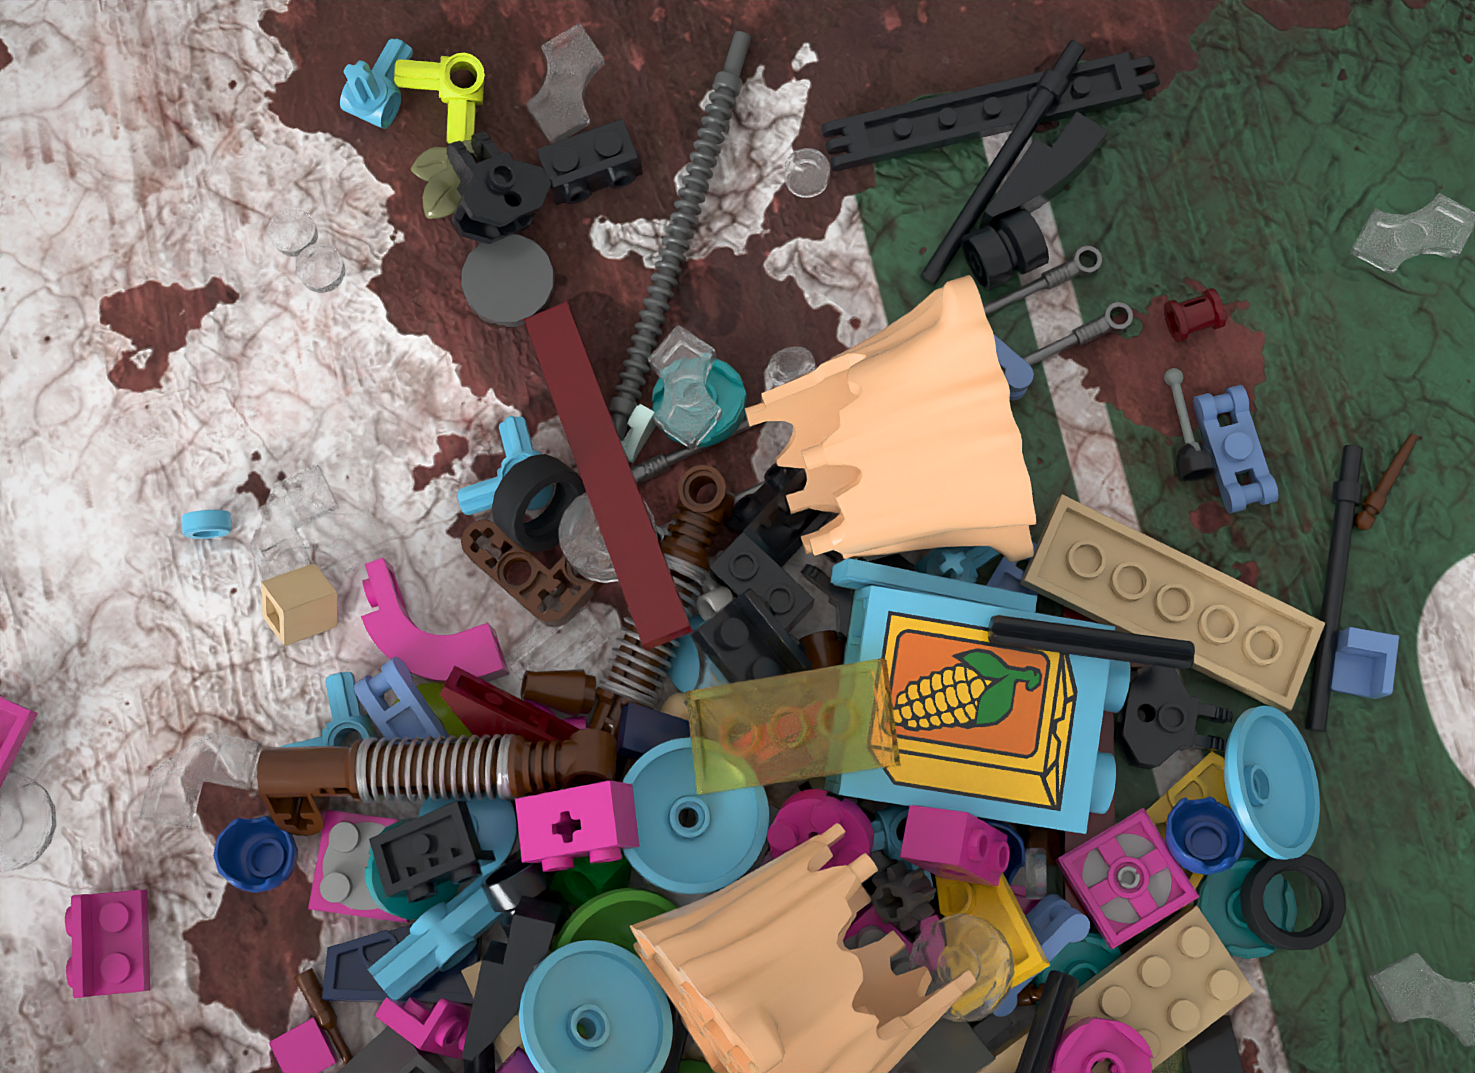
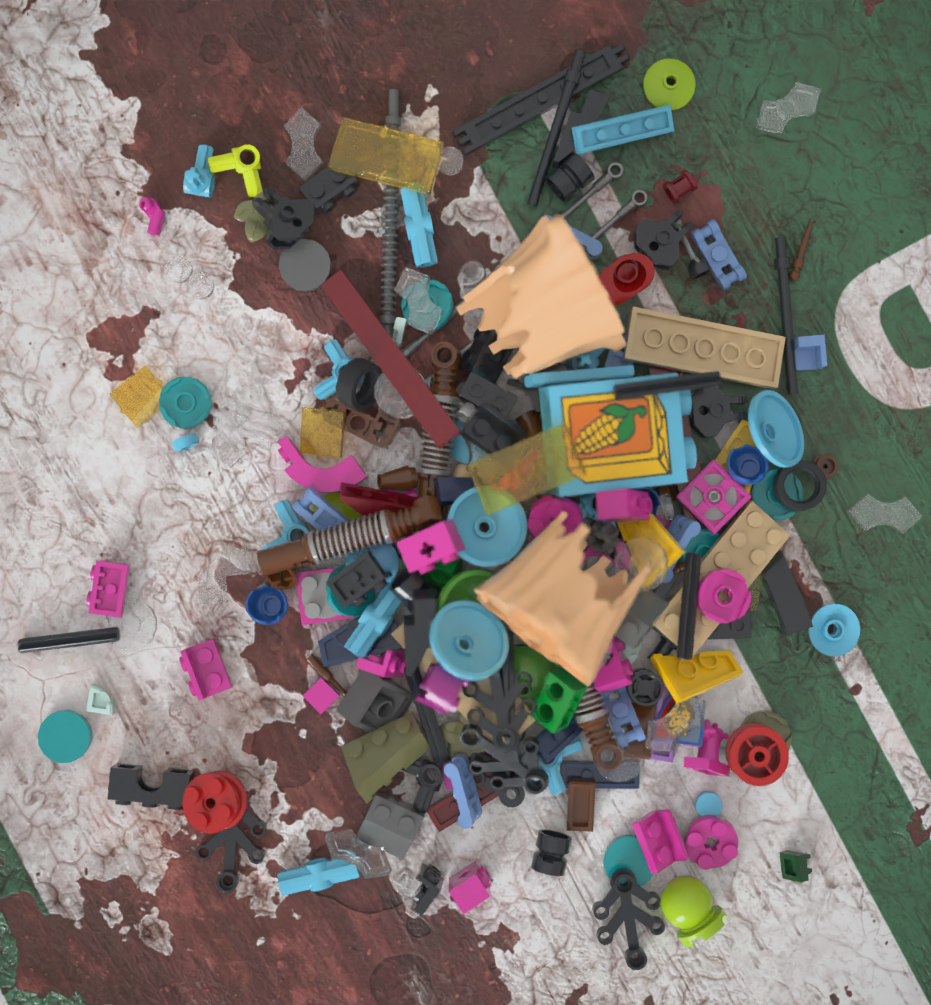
camera: 20 degrees left, 10 degrees up
(158, 427) = (139, 396): none -> clear yellow piece
(230, 457) = (185, 402): none -> teal tile
(281, 129) = (155, 214): none -> dark pink arm
(299, 604) = (248, 471): tan panel -> none
(450, 570) = (322, 432): none -> clear yellow piece
(699, 132) = (386, 155): none -> clear yellow tile
(722, 264) = (419, 228): none -> medium azure piece
(1066, 441) = (627, 277): none -> red piece
(1117, 192) = (622, 129): none -> medium azure tile
(1143, 396) = (662, 238): none -> black hinge
(1205, 160) = (660, 93): none -> lime dish
(1358, 872) = (829, 460): none -> reddish brown plate

